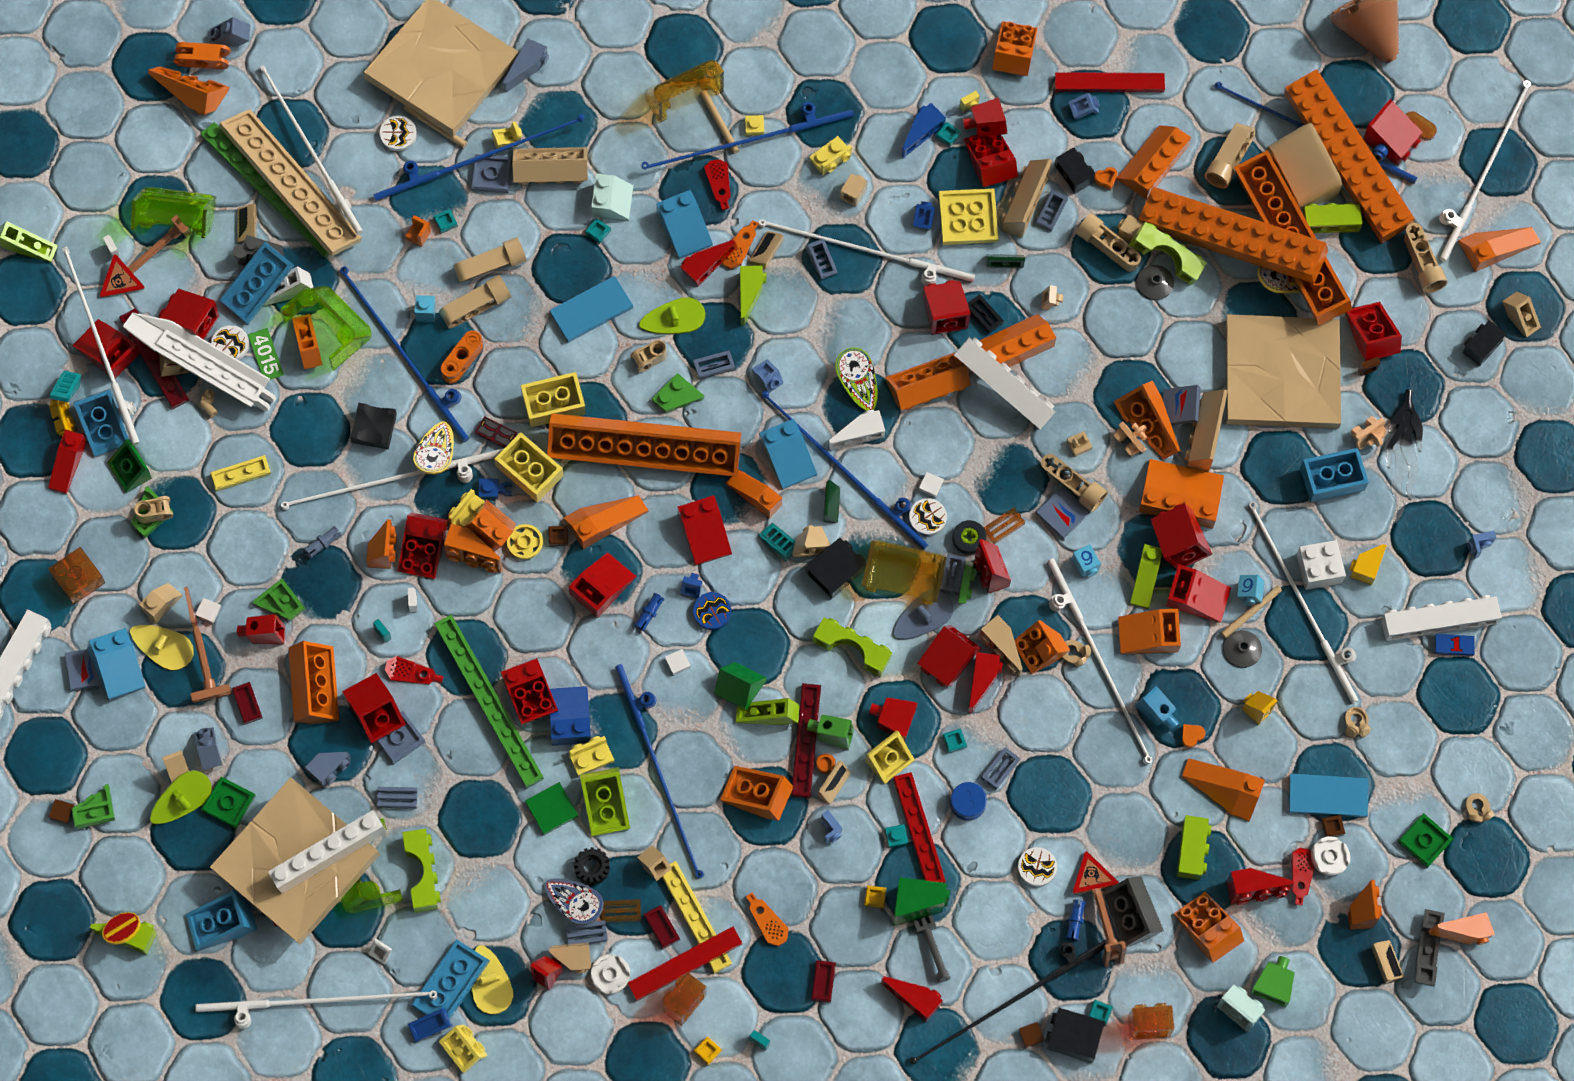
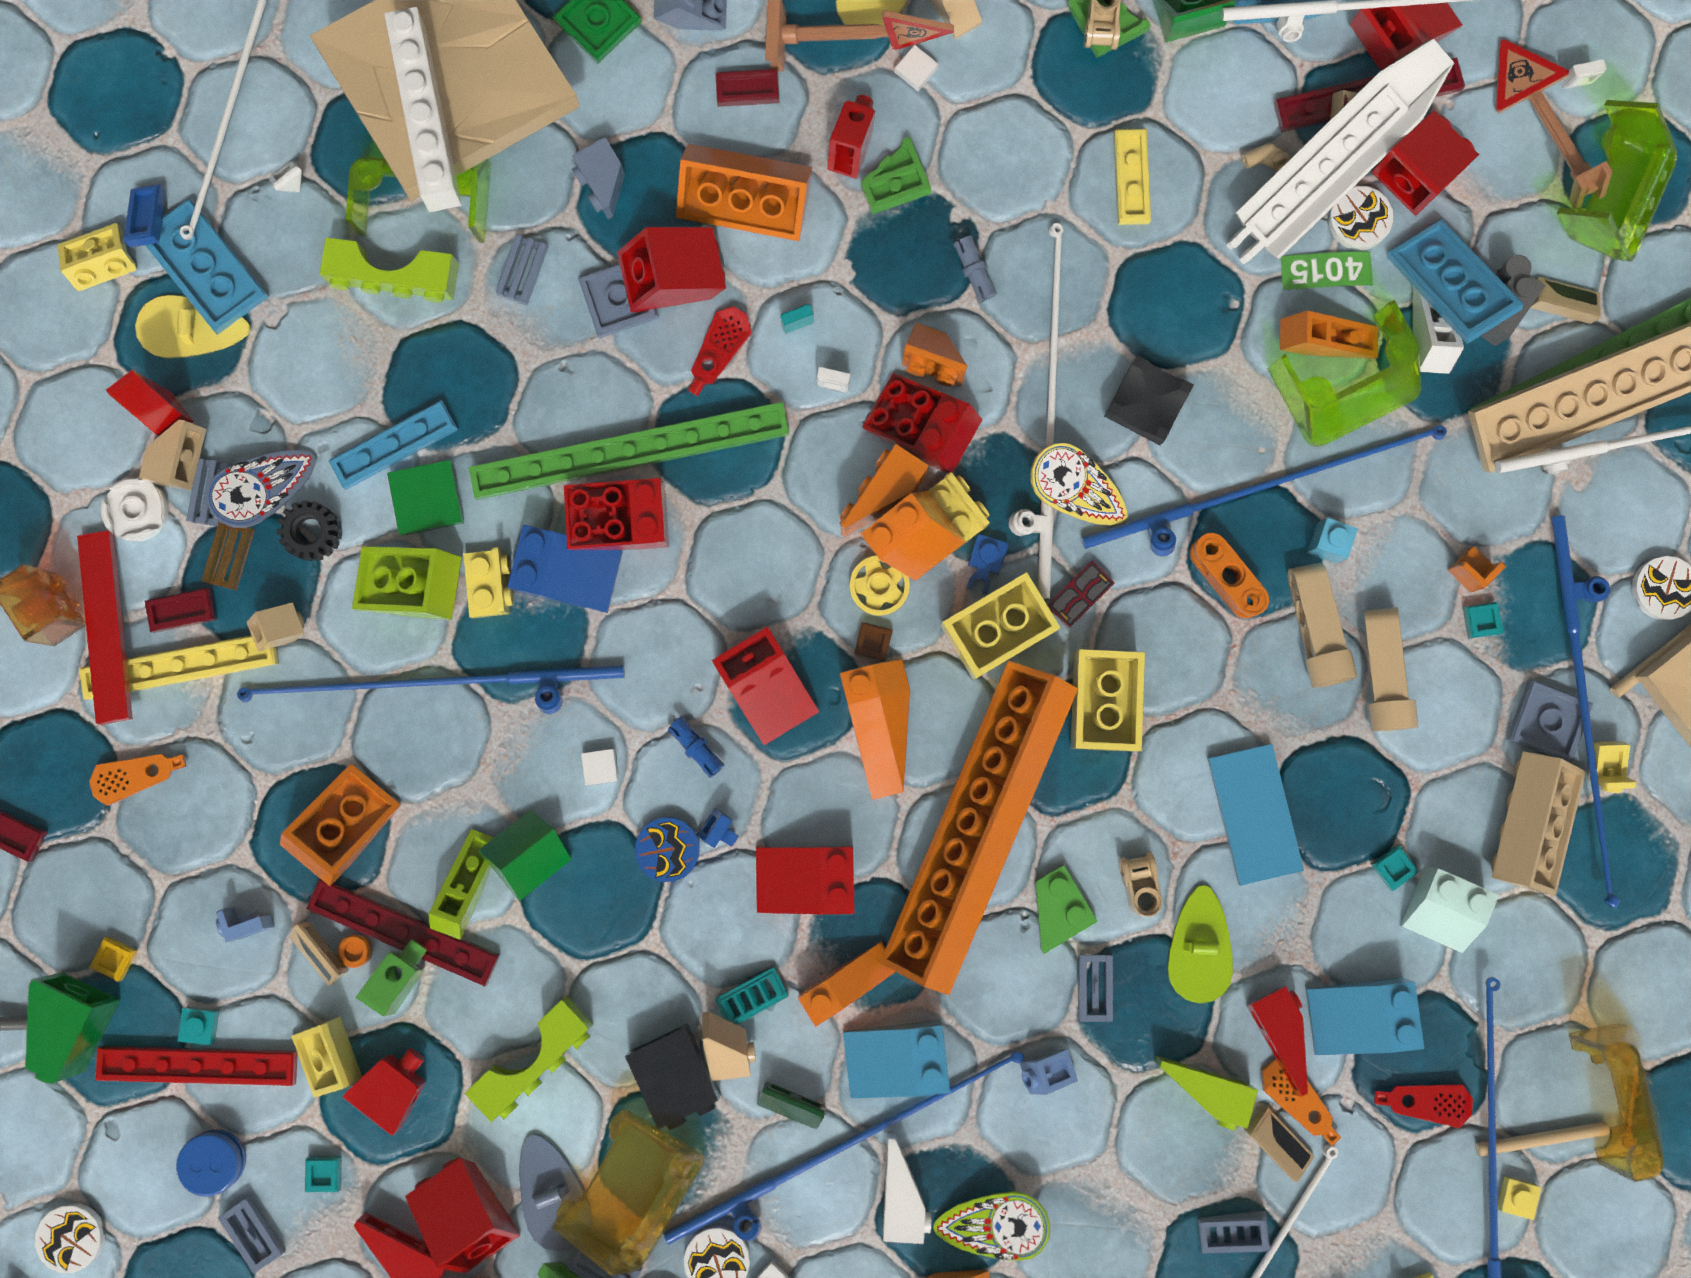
camera: 110 degrees right, 15 degrees up
(525, 837) = (393, 445): none -> dark azure tile

